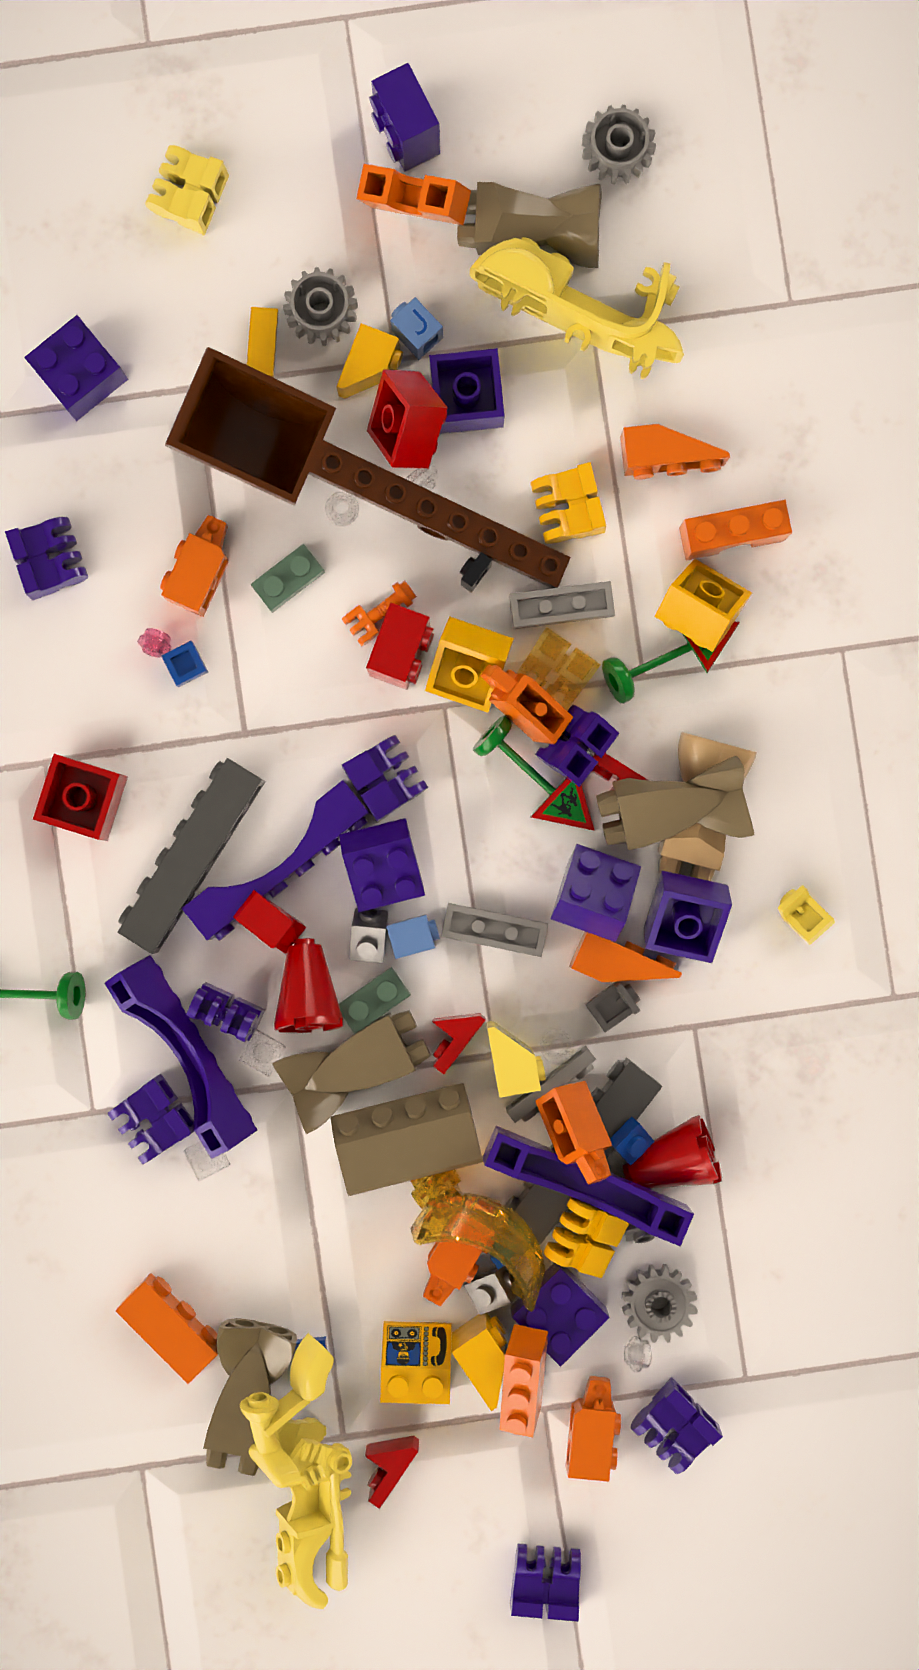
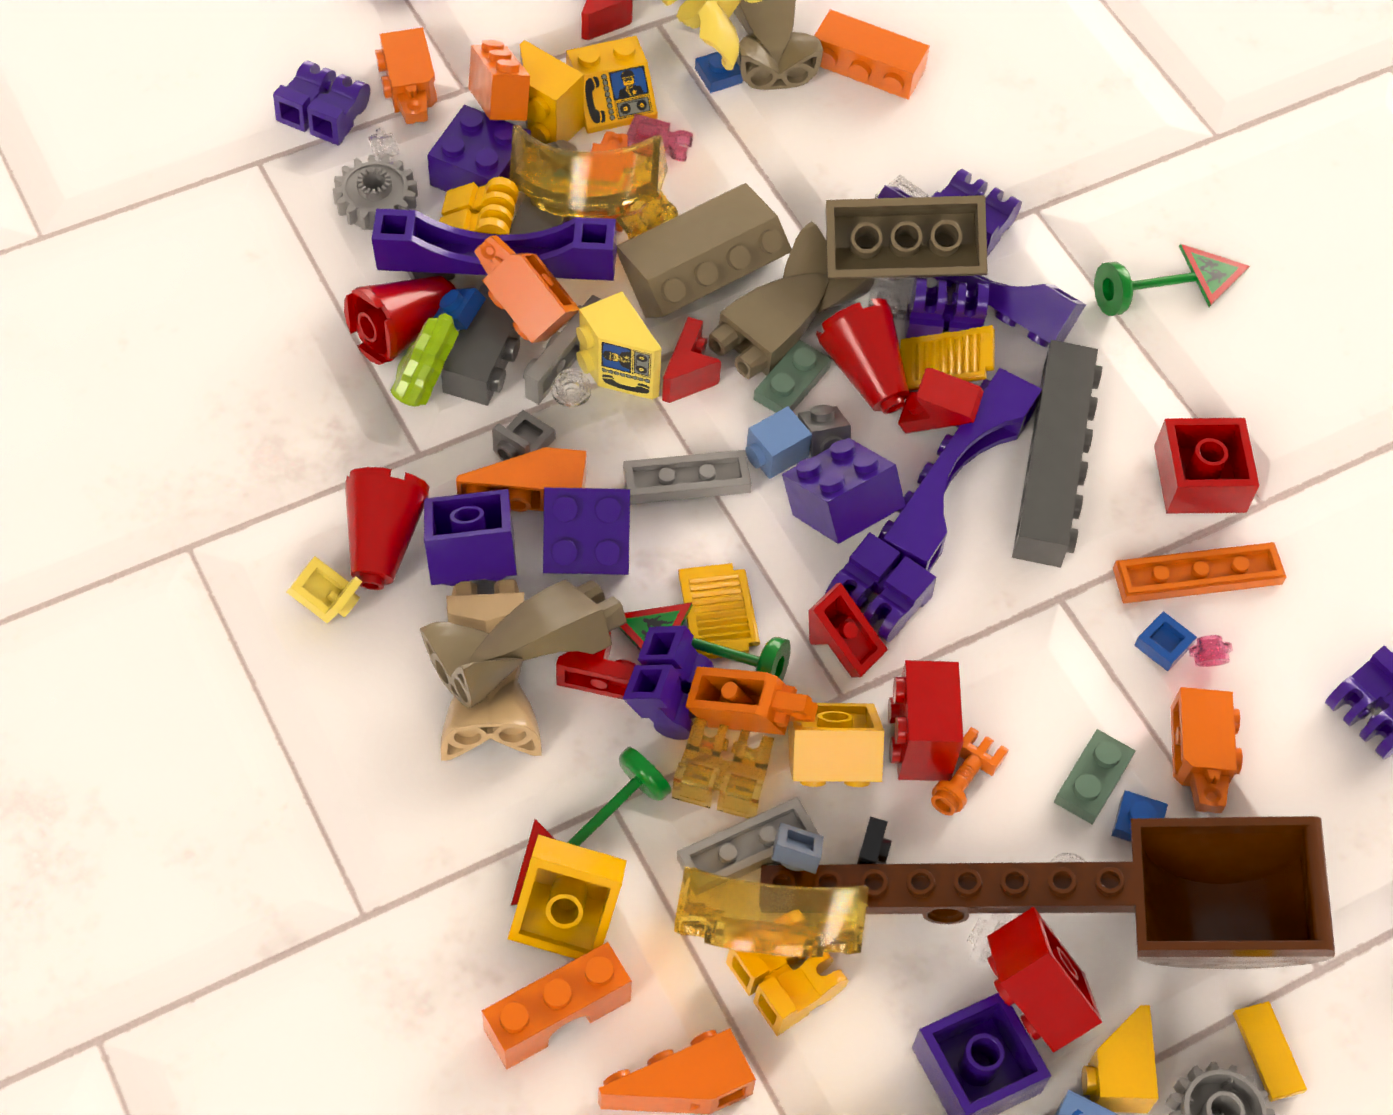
camera: 160 degrees right, 30 degrees down
(127, 716) = (1199, 572): none -> orange tile
(238, 1078) = (906, 237): none -> dark tan slope
(241, 972) = (957, 353): none -> yellow window
(271, 534) = (1135, 806): none -> blue plate
(399, 1296) = (645, 128): none -> clear pink plate
(426, 744) = (846, 630): none -> red slope
(507, 808) = (720, 607): none -> yellow window
(533, 579) = (797, 848): none -> sand blue plate
(577, 523) = (770, 916): none -> clear yellow windscreen
(678, 1092) = (424, 361): none -> lime rock
(749, 956) = (381, 522): none -> red cone

